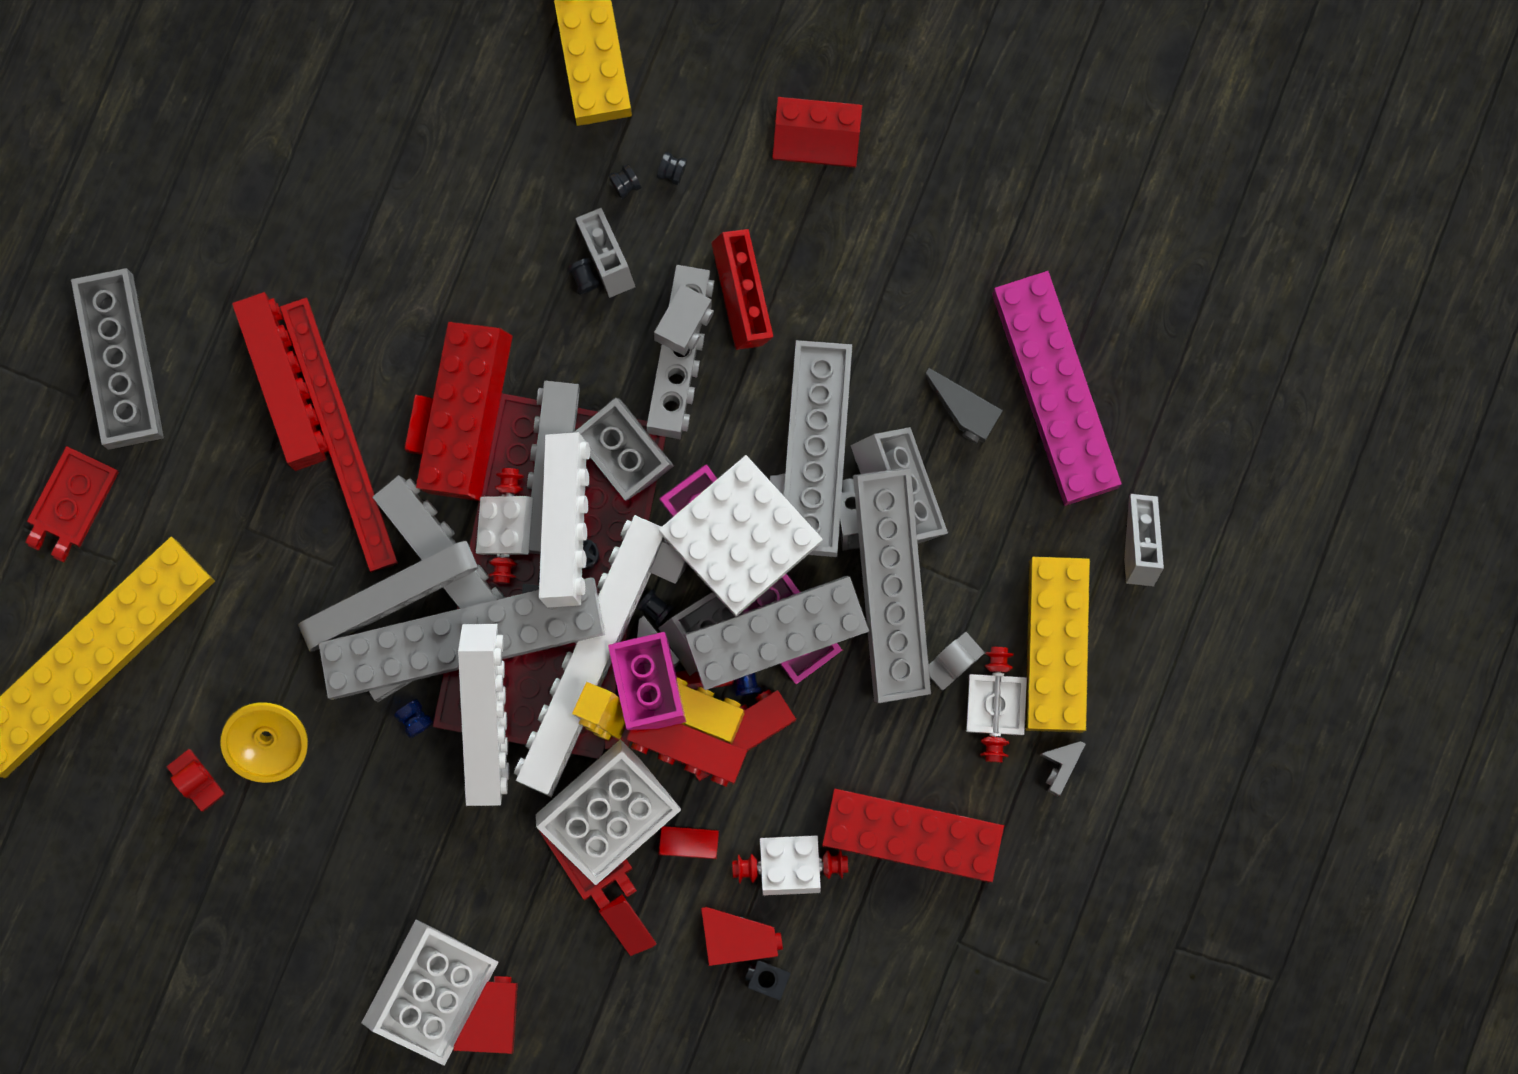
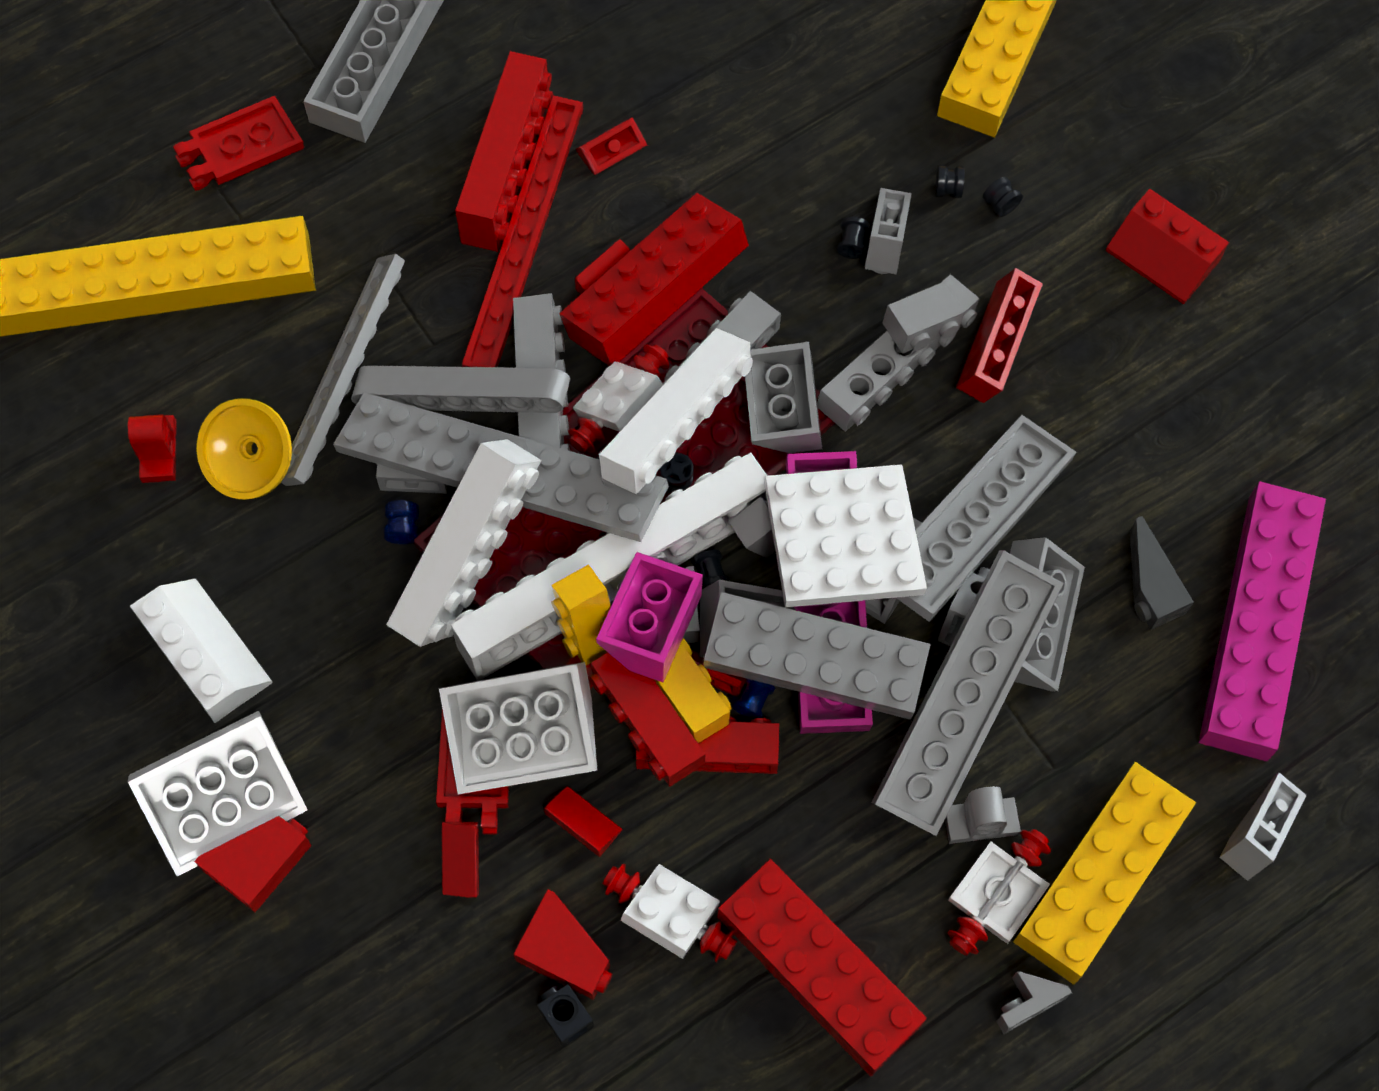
camera: 35 degrees right, 15 degrees down
(283, 627) = (342, 366): none -> light grey plate
(341, 901) = (201, 646): none -> white slope
(350, 316) = (612, 146): none -> red slope

